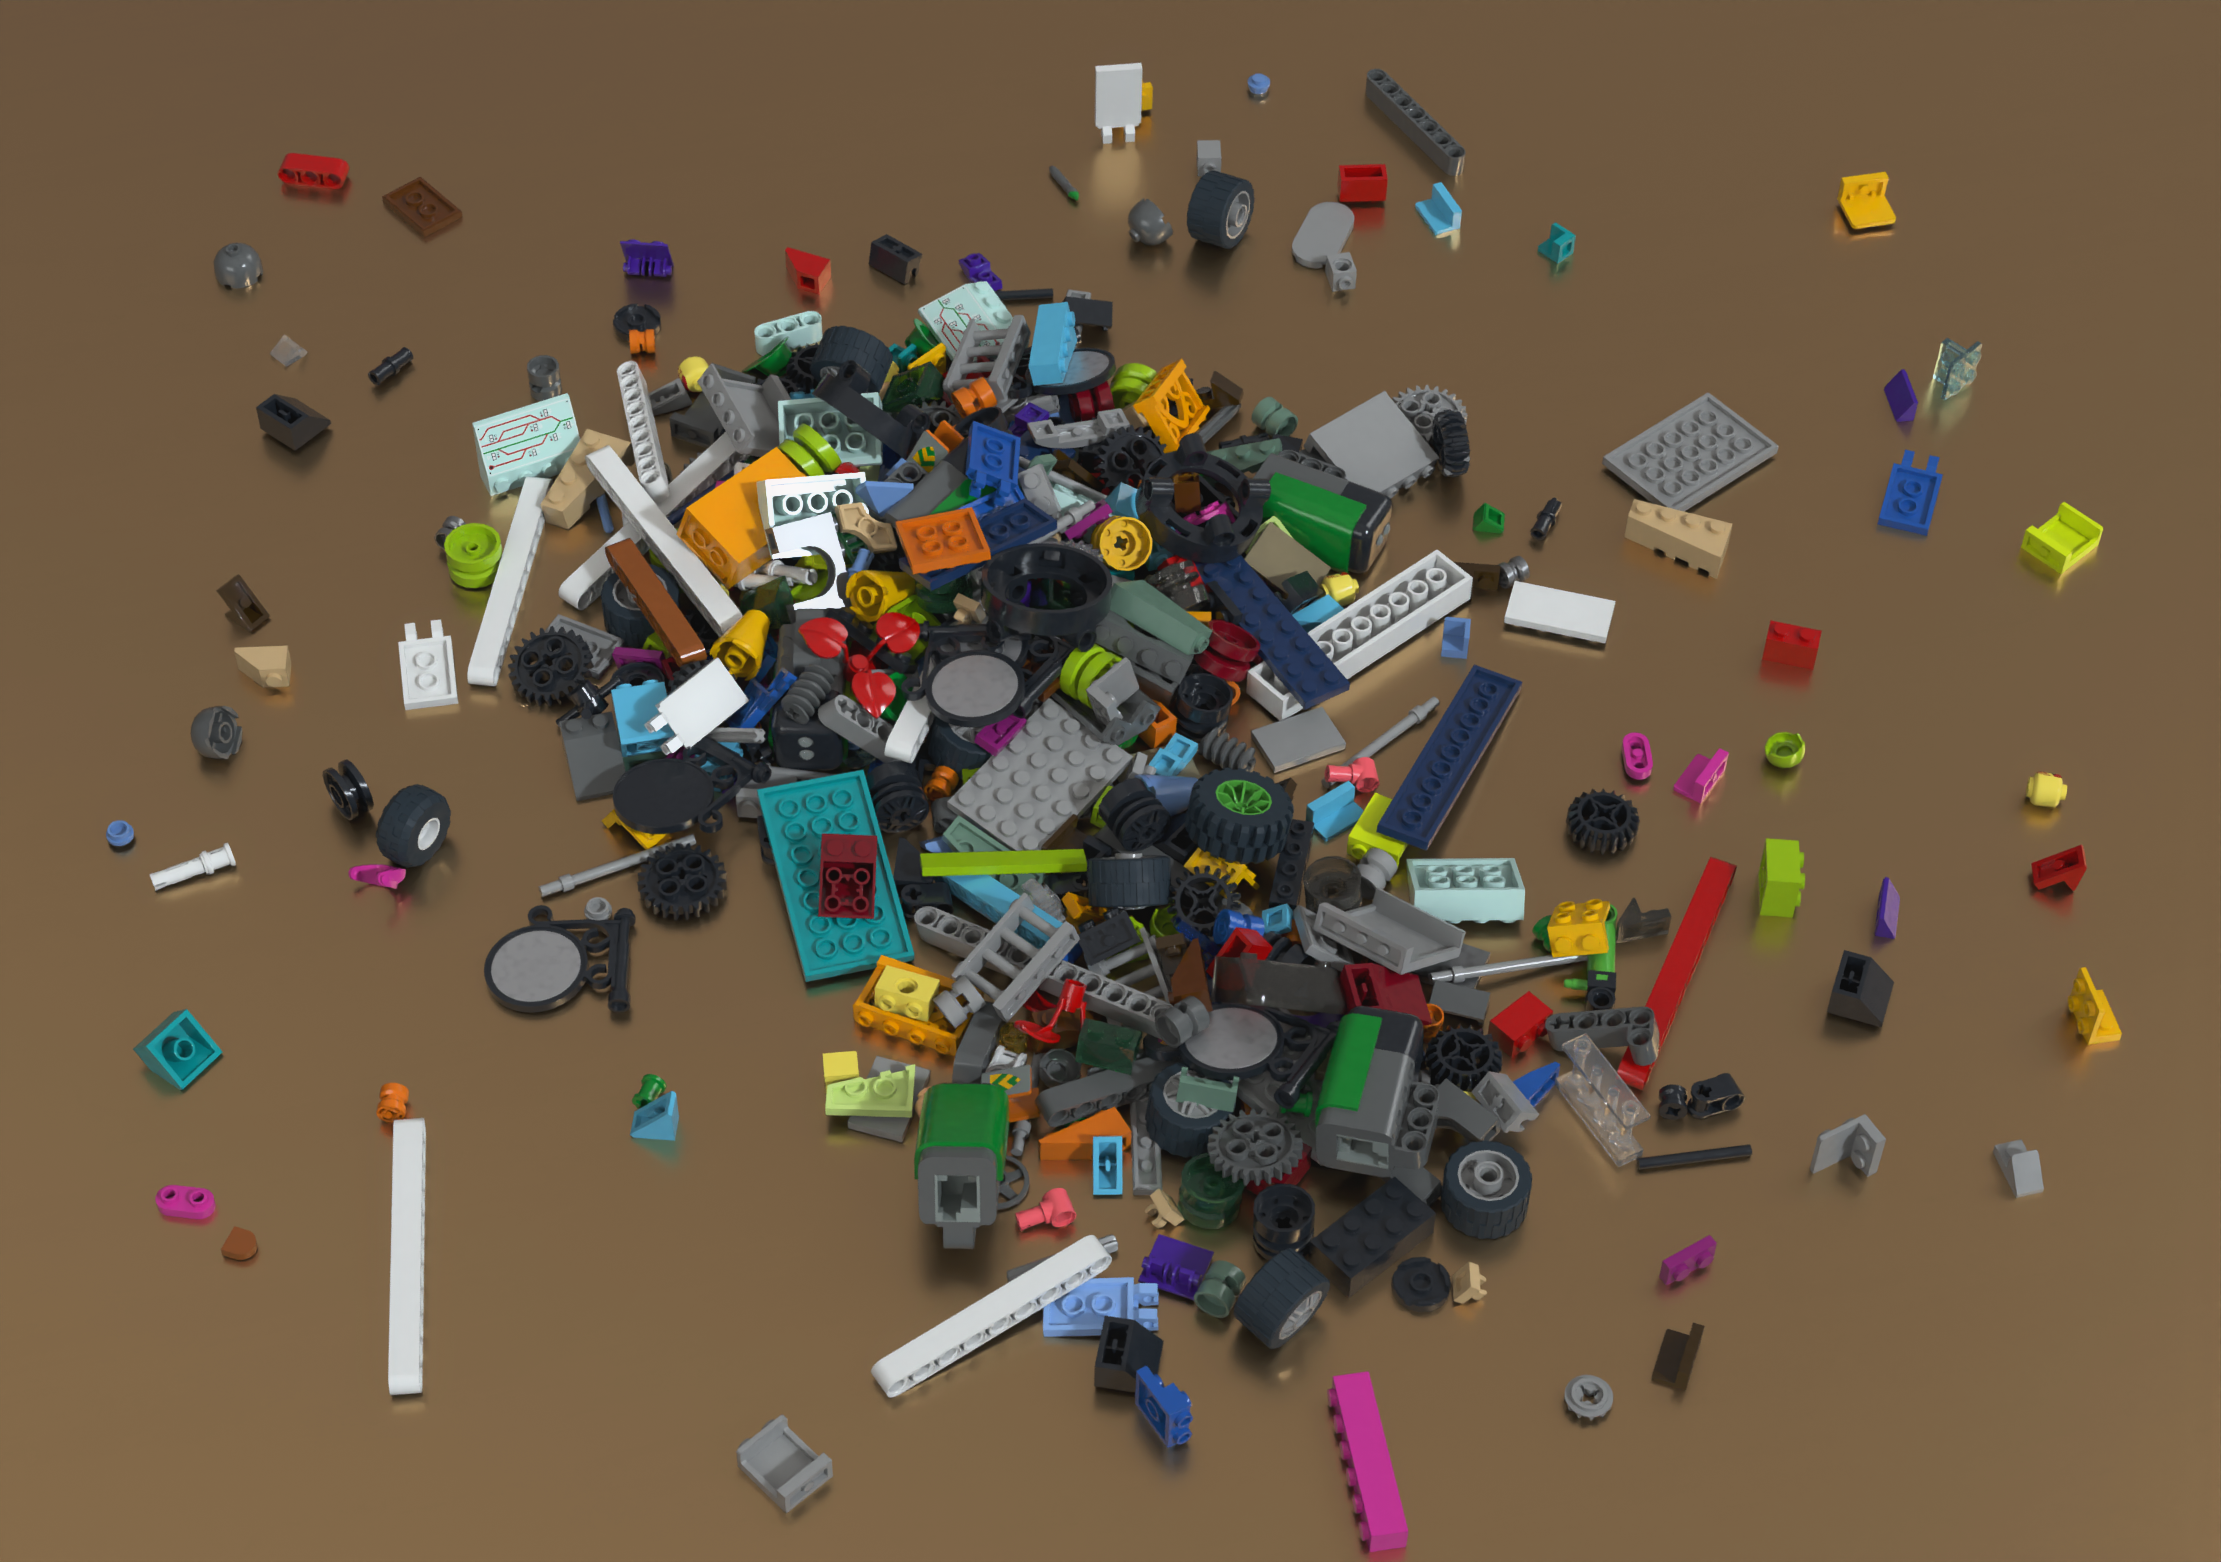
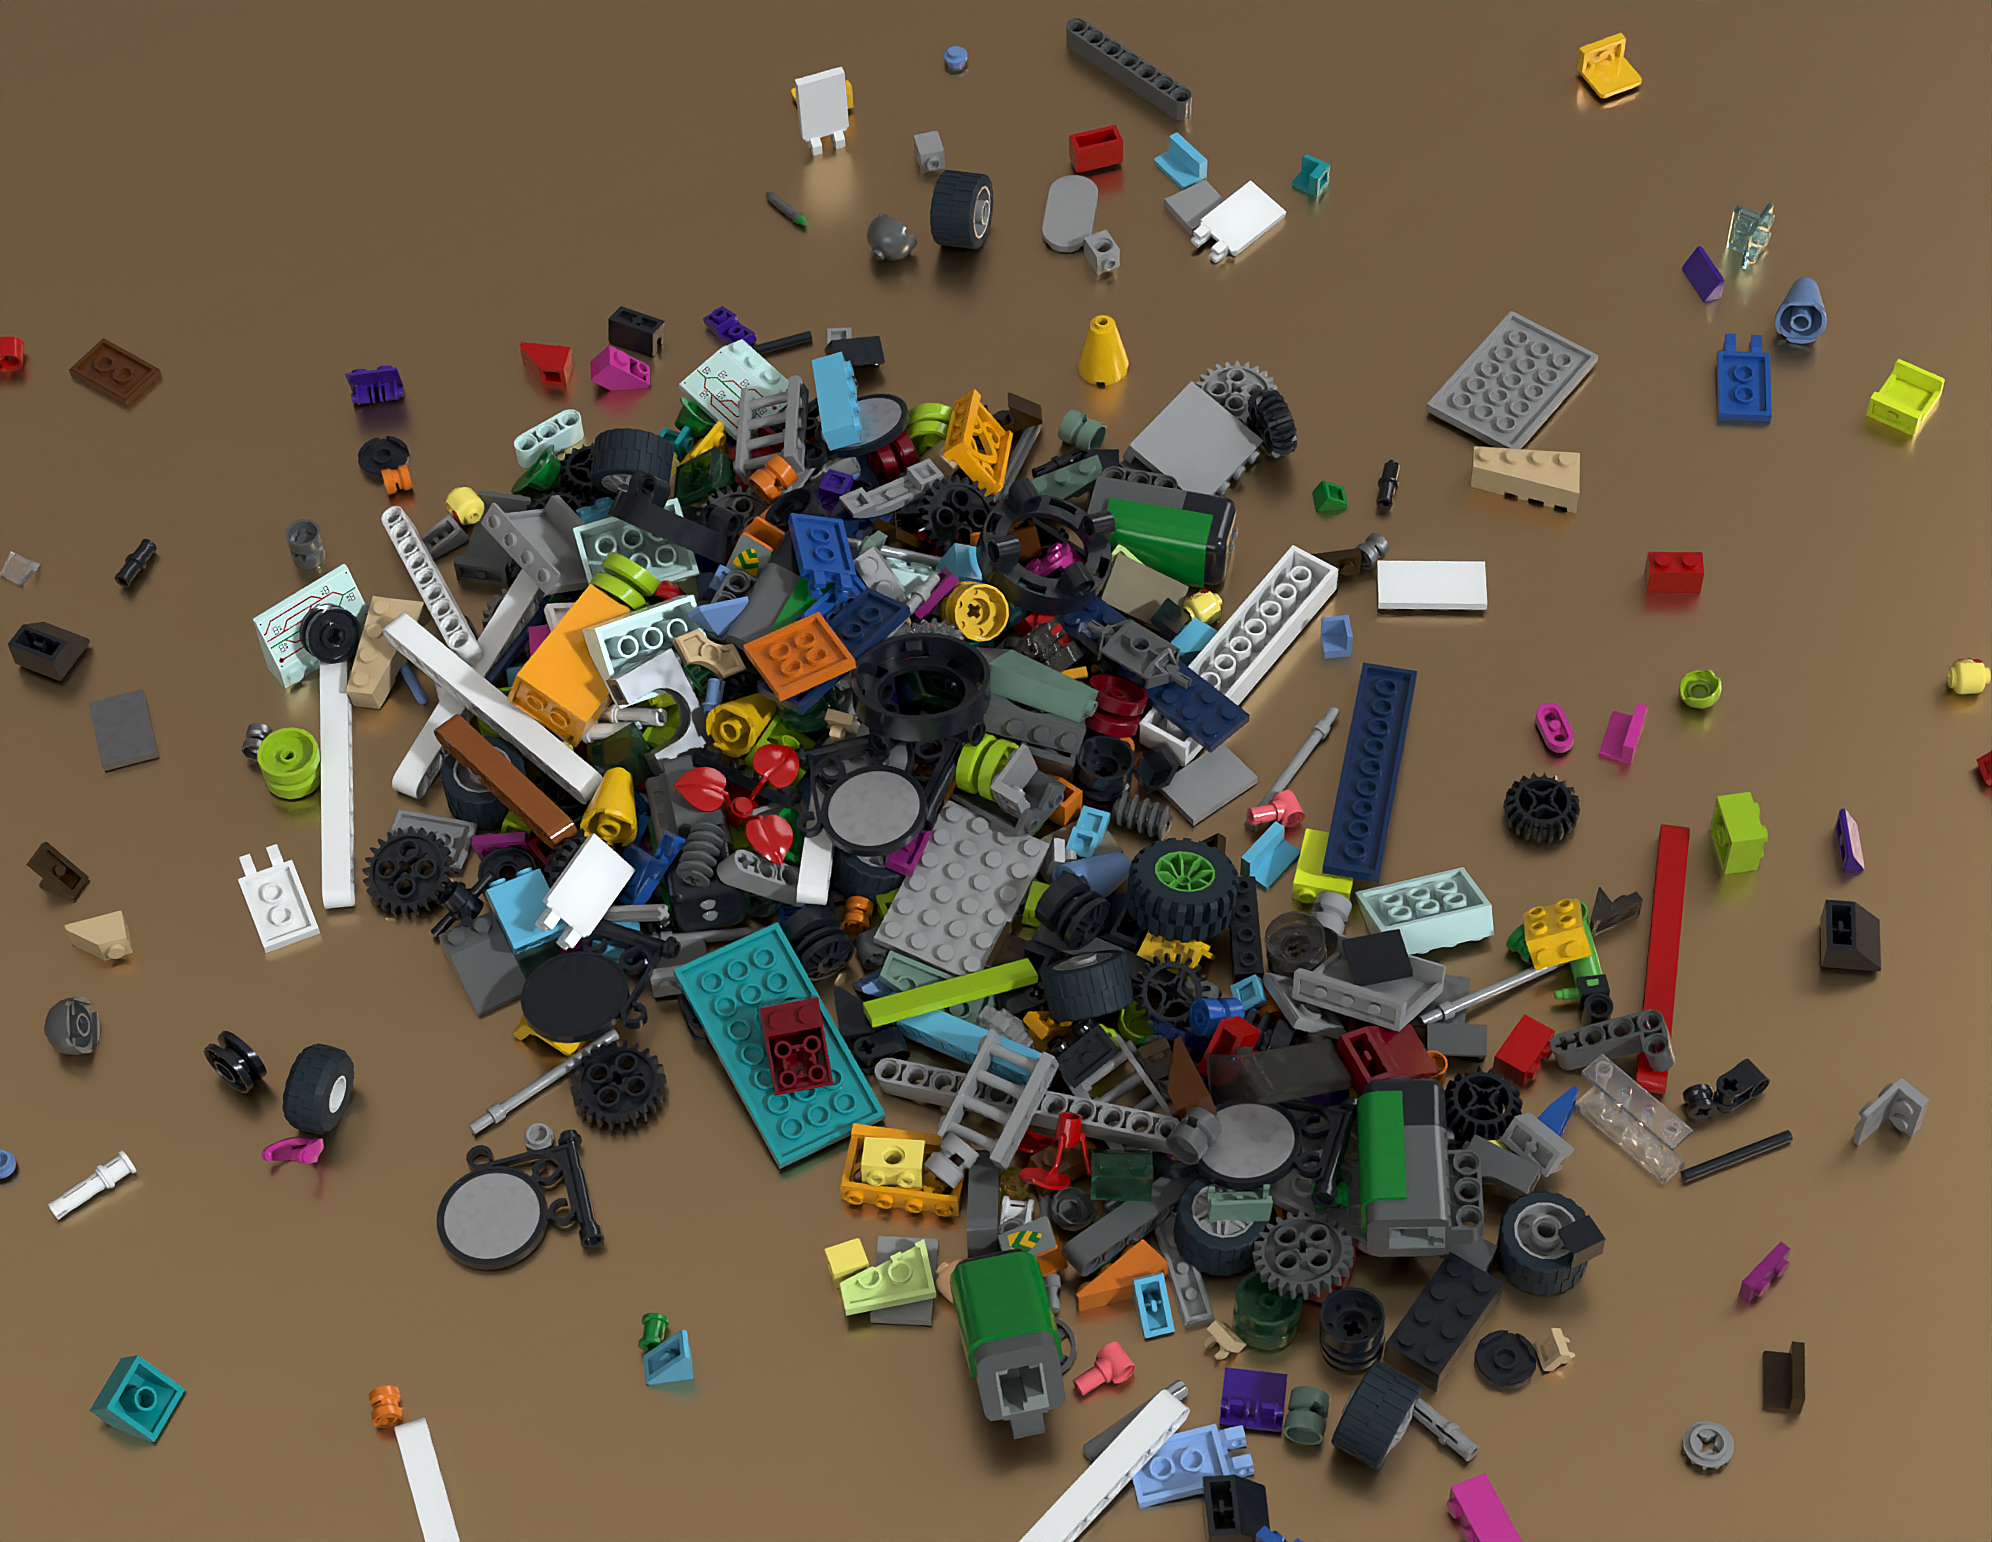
camera: 10 degrees left, 5 degrees up
(337, 501) = (123, 730): none -> flat silver tile
(527, 444) = (316, 626): none -> black wheel
(869, 289) = (619, 371): none -> dark pink slope
(1252, 715) = (1155, 768): none -> black panel
(1273, 620) = (1155, 664): none -> dark grey plate
(1314, 355) = (1102, 353): none -> yellow cone
(1346, 1332) = (1446, 1431): none -> light grey pin
(1404, 912) = (1377, 958): none -> black tile
(1443, 252) = (1193, 204): none -> light grey tile
(1475, 270) = (1238, 221): none -> white tile
(1516, 1188) = (1582, 1240): none -> black panel
(1983, 446) = (1802, 313): none -> medium blue cone

